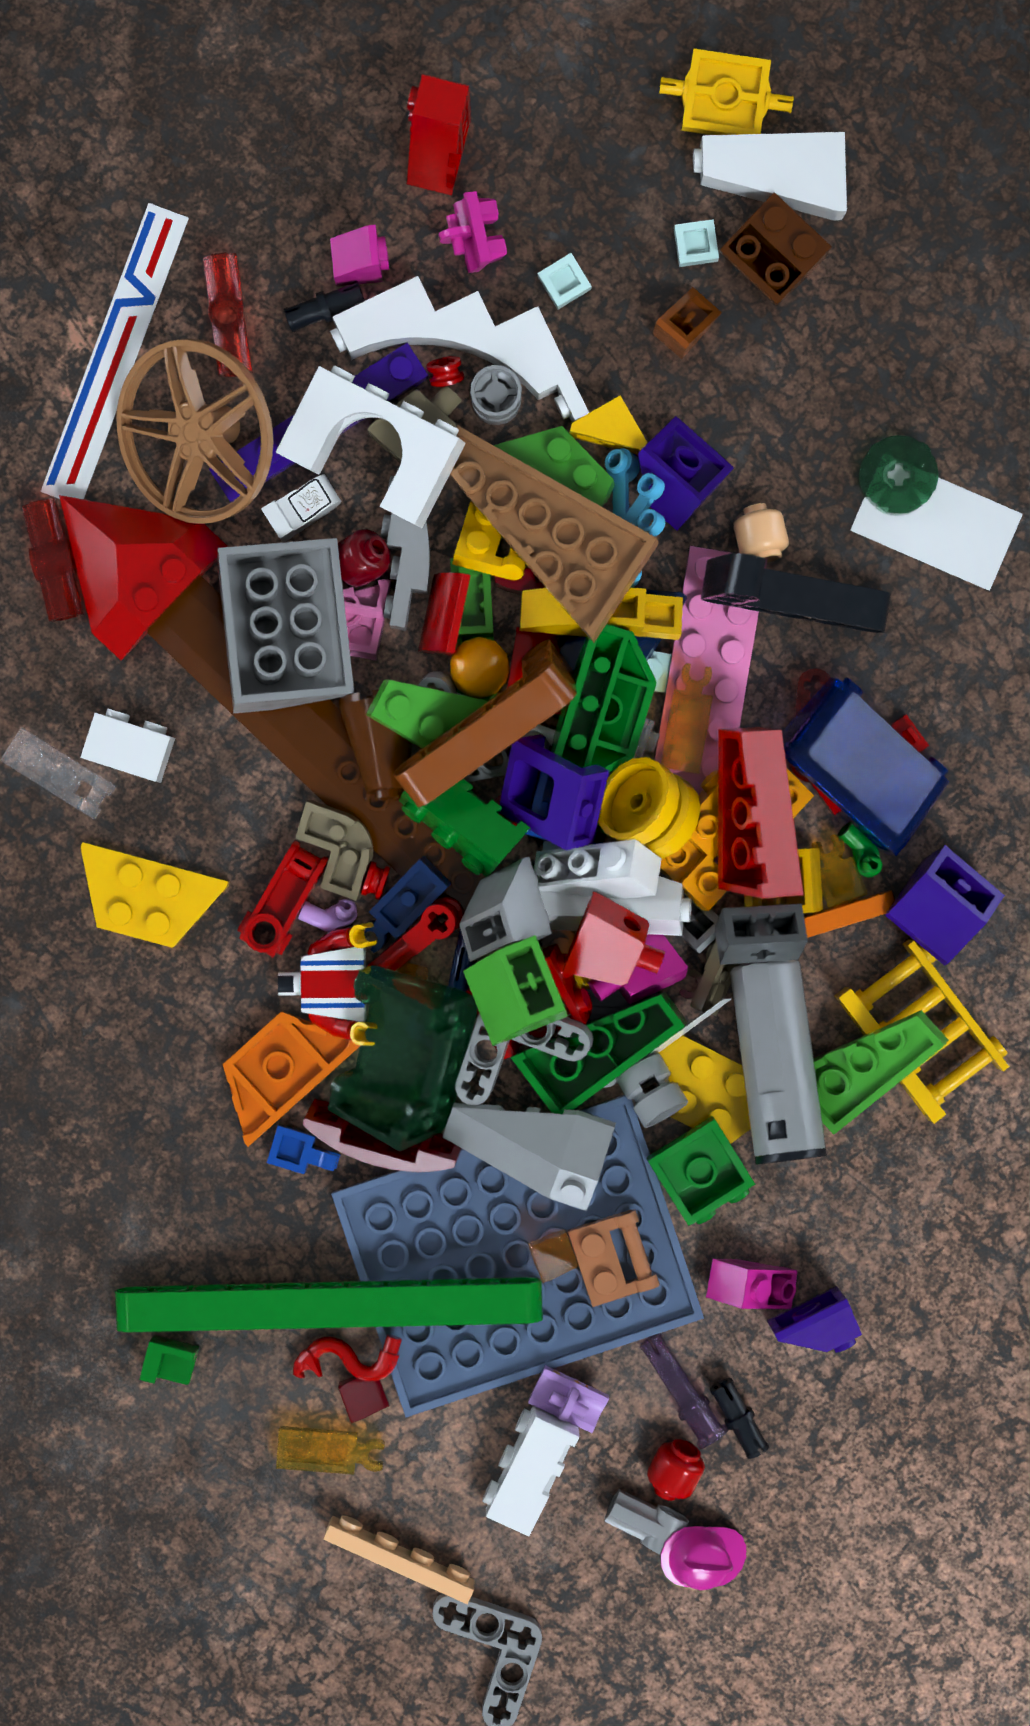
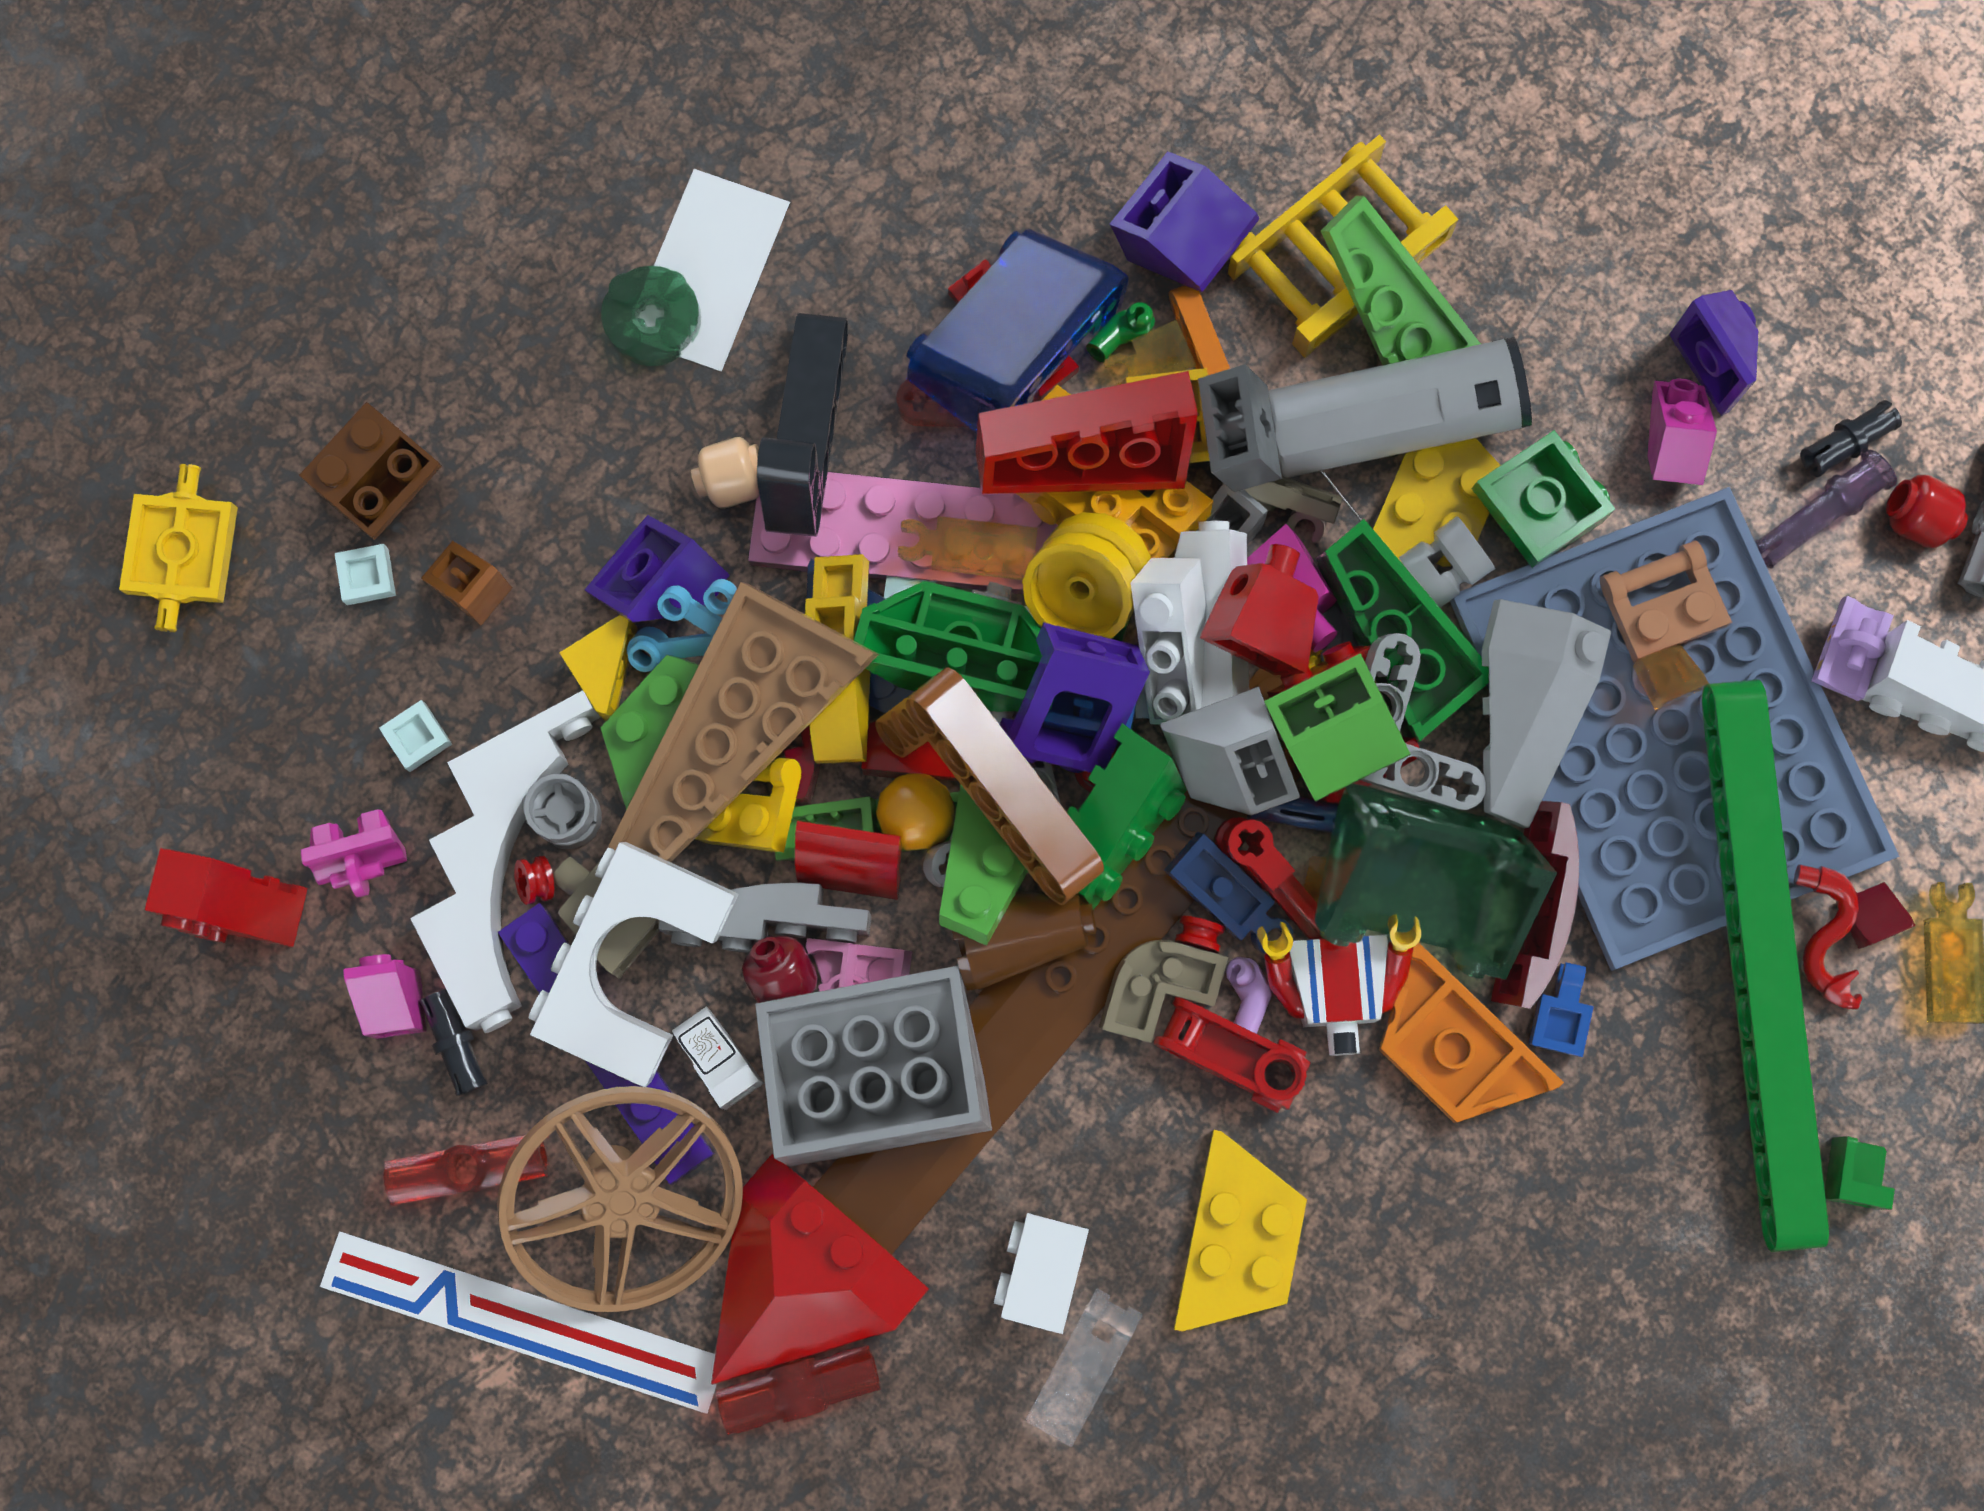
camera: 90 degrees left, 10 degrees down
(798, 167) = (267, 502): white slope -> none

